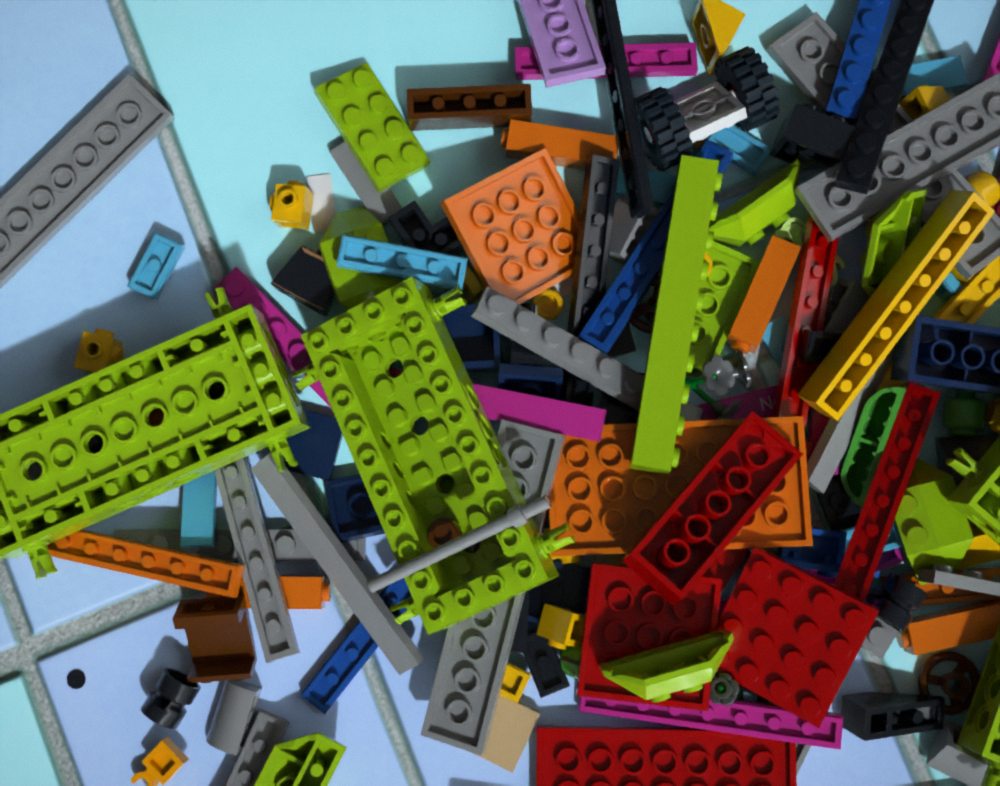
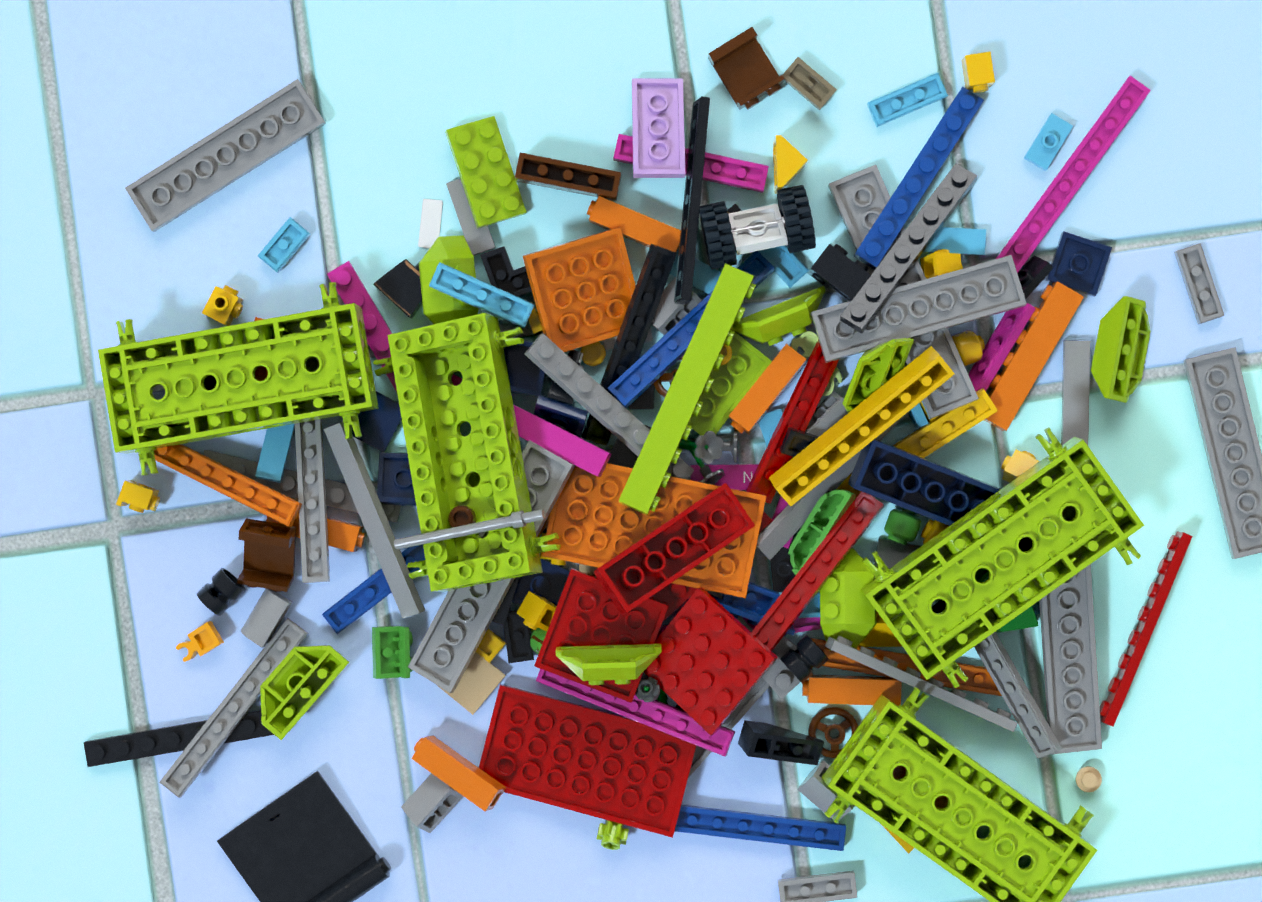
camera: 15 degrees right, 5 degrees up
(45, 606) = (138, 496): none -> yellow brick
(76, 679) = (148, 559): black sticker -> none
(291, 205) = (405, 221): yellow brick -> none
(395, 719) = (391, 651): none -> bright green bracket

